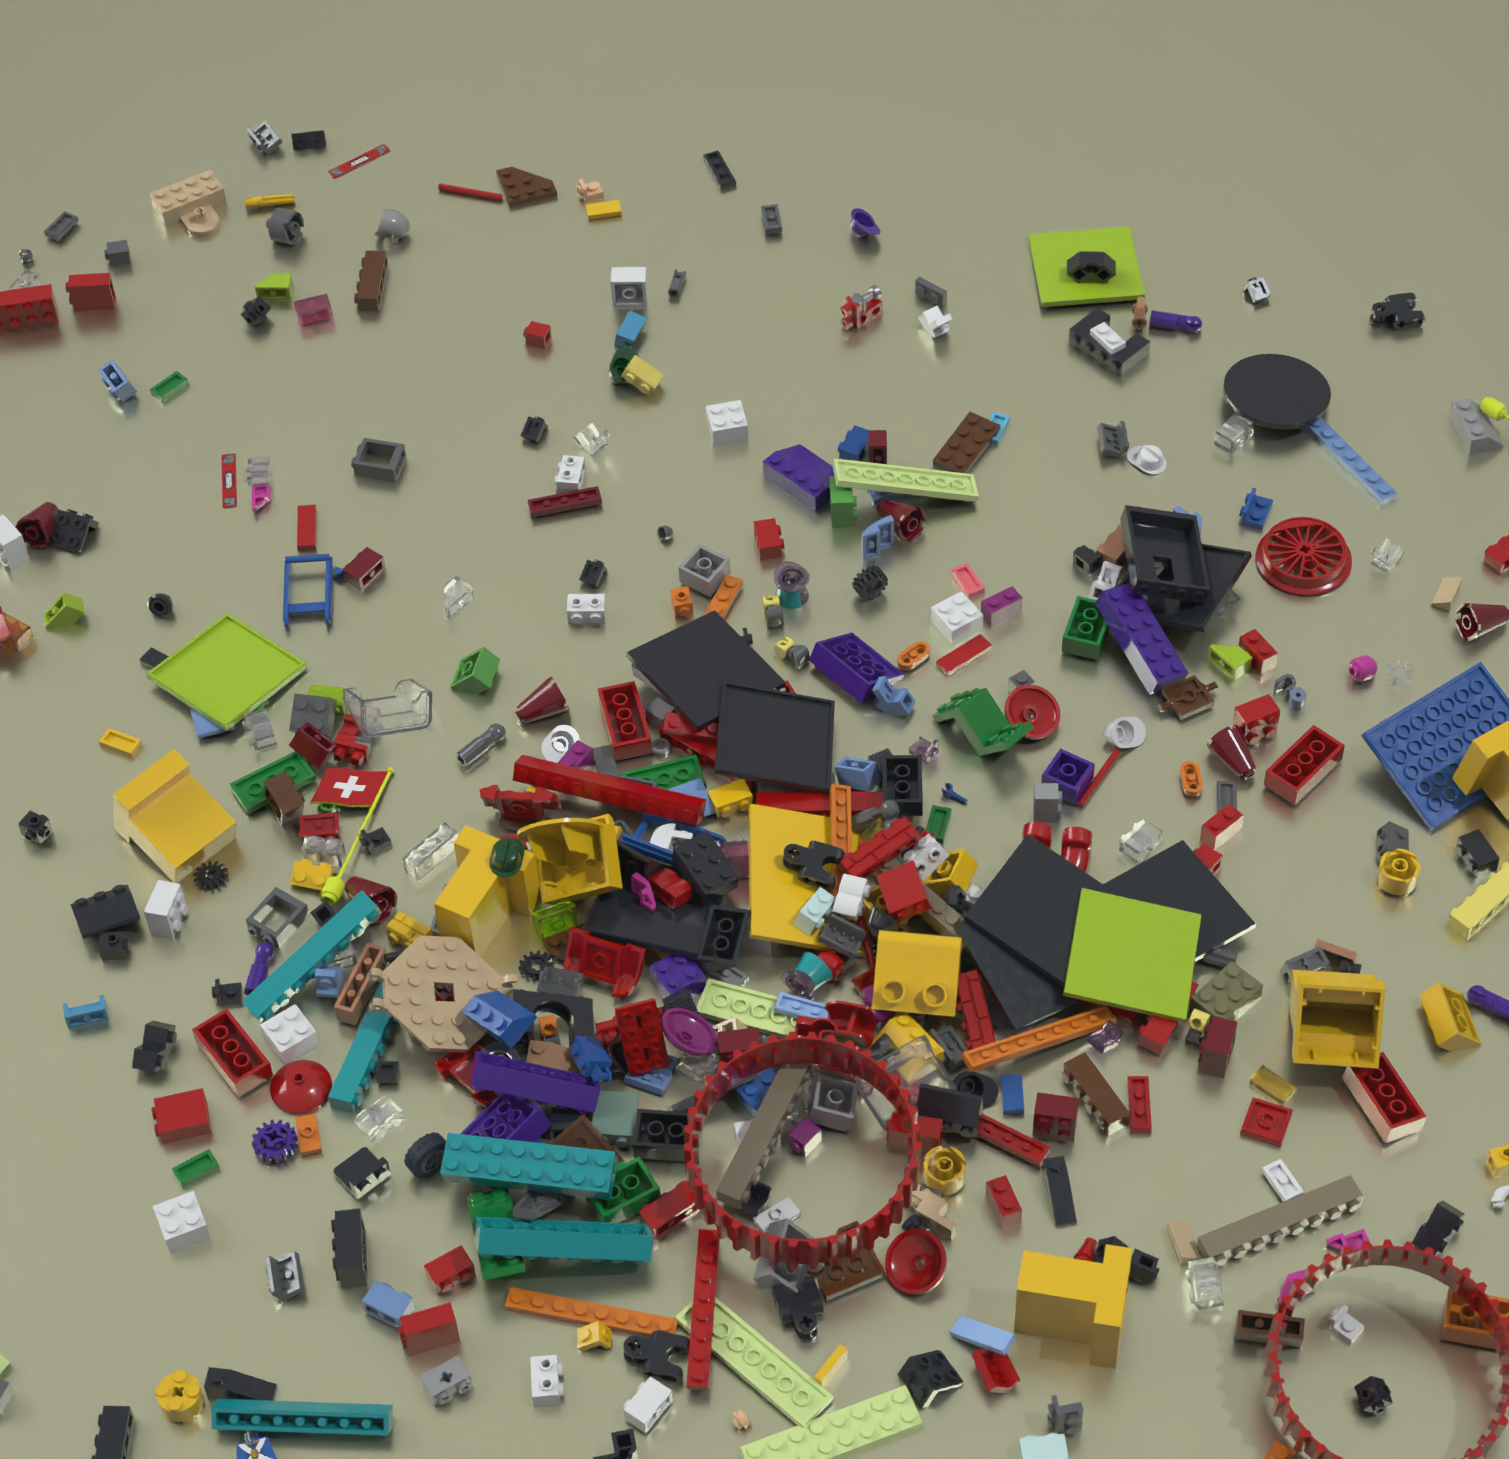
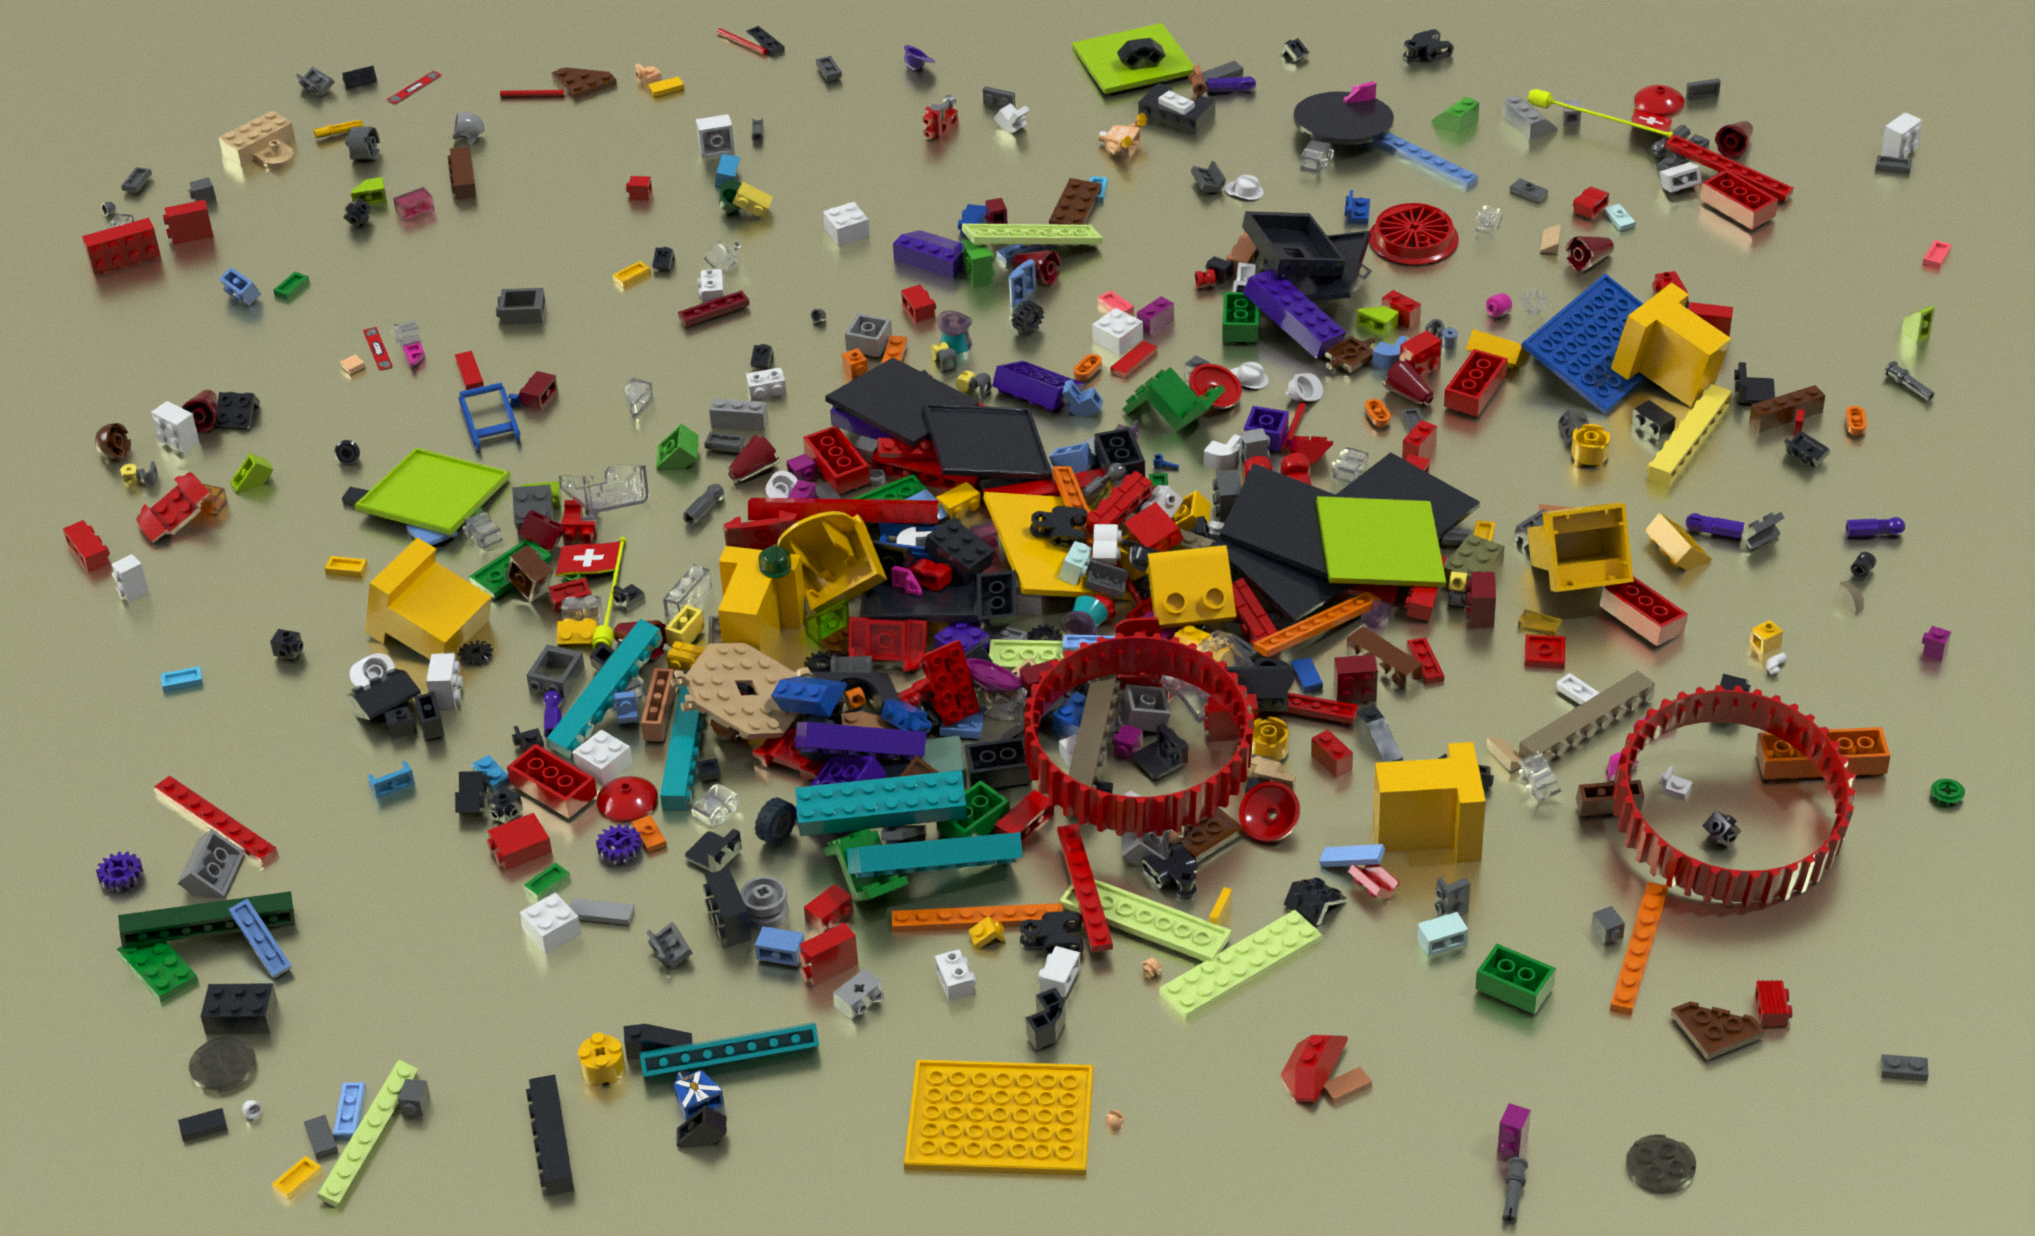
camera: 15 degrees left, 10 degrees down
(102, 878) = (369, 668): none -> white piece
(141, 946) = (429, 715): none -> black brick
(180, 1071) = (505, 805): none -> black brick
(181, 1018) = (498, 776): none -> dark azure plate
(198, 496) = (352, 364): none -> light nougat tile
(235, 1217) = (602, 911): none -> light grey tile
(389, 1249) = (765, 902): none -> light grey wheel
(414, 895) = (685, 626): none -> light yellow brick
(499, 440) = (631, 274): none -> yellow tile
(524, 672) = (724, 442): none -> dark grey plate
(547, 641) = (738, 414): none -> light grey brick
(589, 722) = (802, 467): none -> magenta brick
(696, 166) = (737, 39): none -> bar
(765, 977) = (1043, 631): none -> black gear
(833, 1161) = (1164, 754): none -> black bracket
(999, 849) = (1227, 489): none -> dark grey brick
(1014, 800) = (1223, 456): none -> white brick
(1041, 370) = (1123, 139): none -> light nougat torso
(1068, 568) = (1205, 278): none -> red wheel
(1074, 702) = (1251, 375): none -> white piece
(1103, 811) = (1311, 448): none -> red slope
(1170, 302) = (1224, 71): none -> dark grey tile
(1222, 707) = (1387, 355): none -> medium blue brick
(1252, 957) = (1484, 529): none -> yellow tile
(1305, 365) = (1362, 93): none -> dark pink slope
(1340, 724) = (1498, 346): none -> yellow slope
(1401, 409) = (1458, 115): none -> bright green slope
(1445, 522) = (1529, 190): none -> dark grey plate

